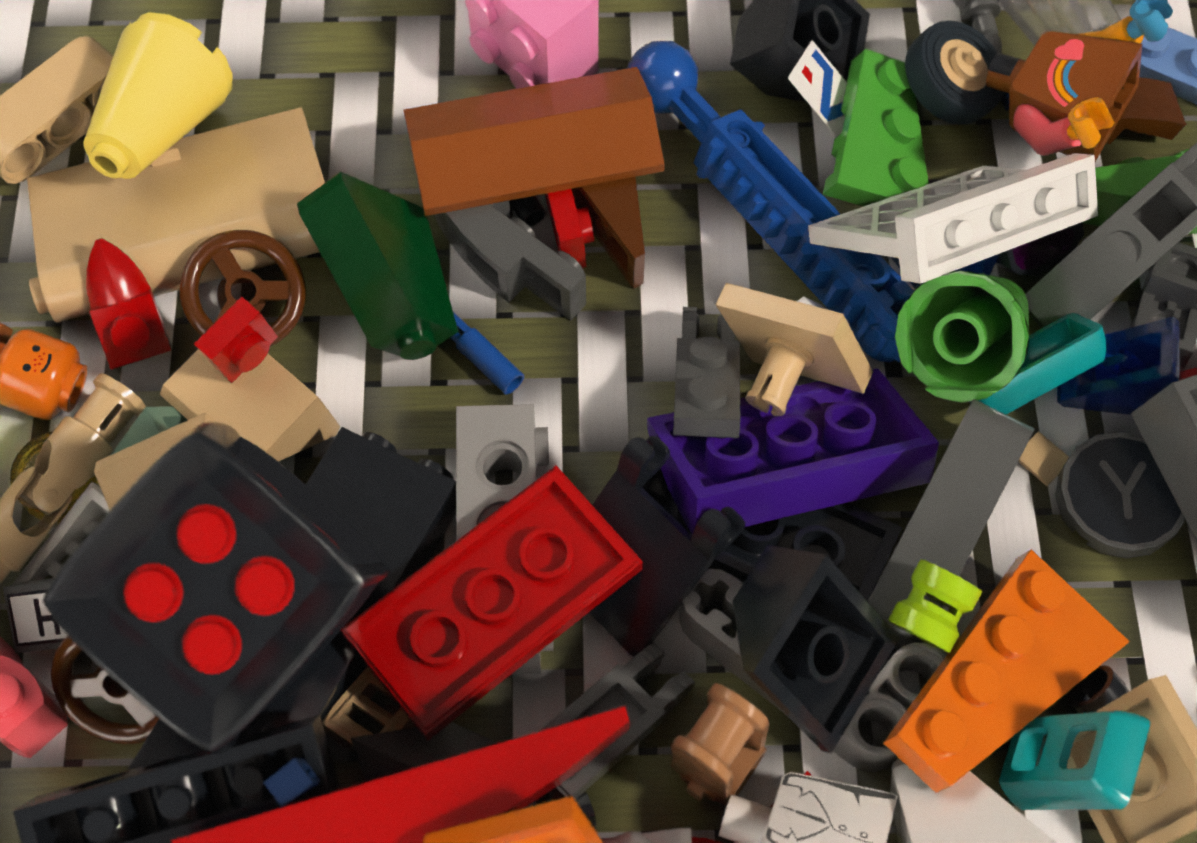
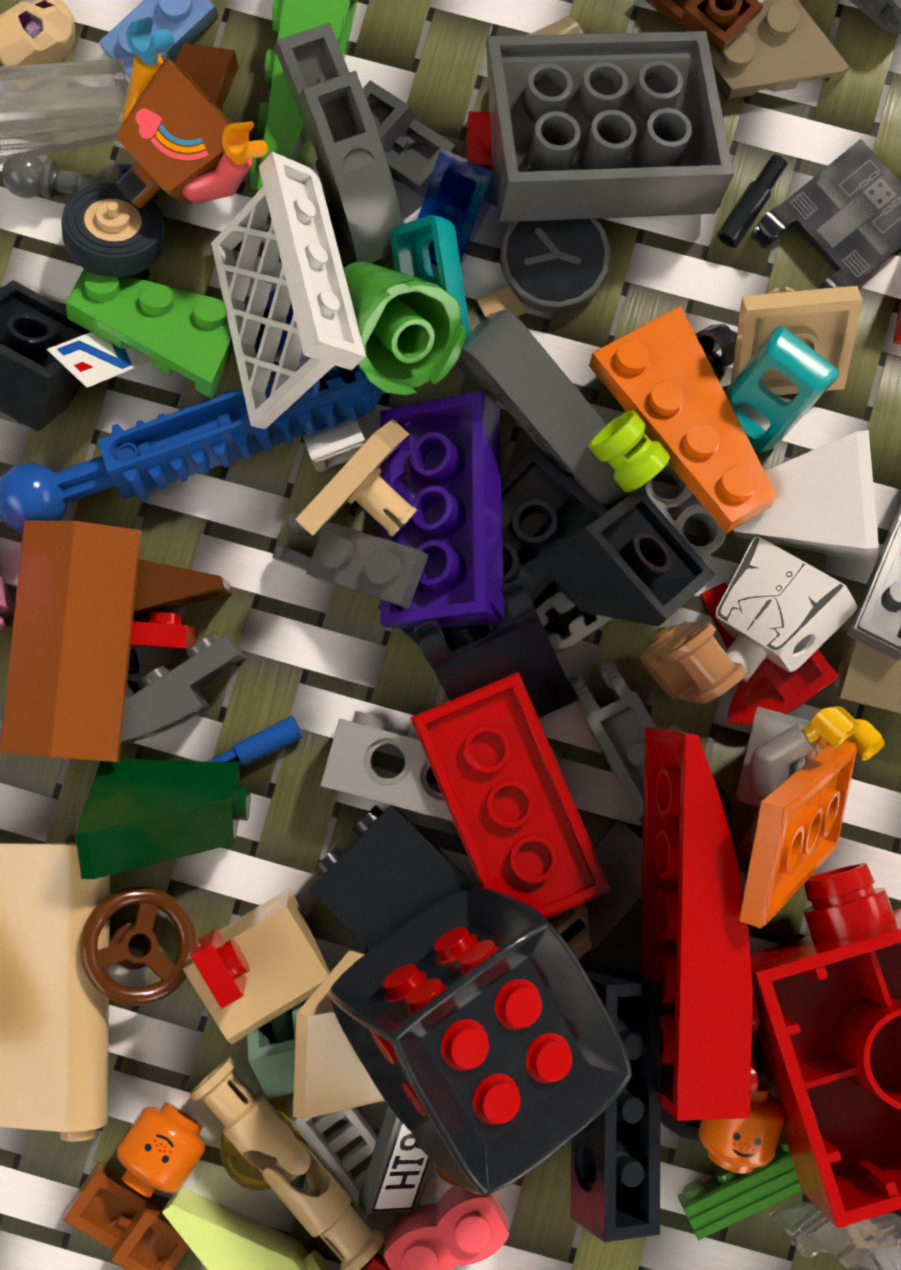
camera: 75 degrees left, 20 degrees up
(123, 307) = (120, 1058): red plate -> none
(293, 782) = (652, 1012): dark blue piece -> none

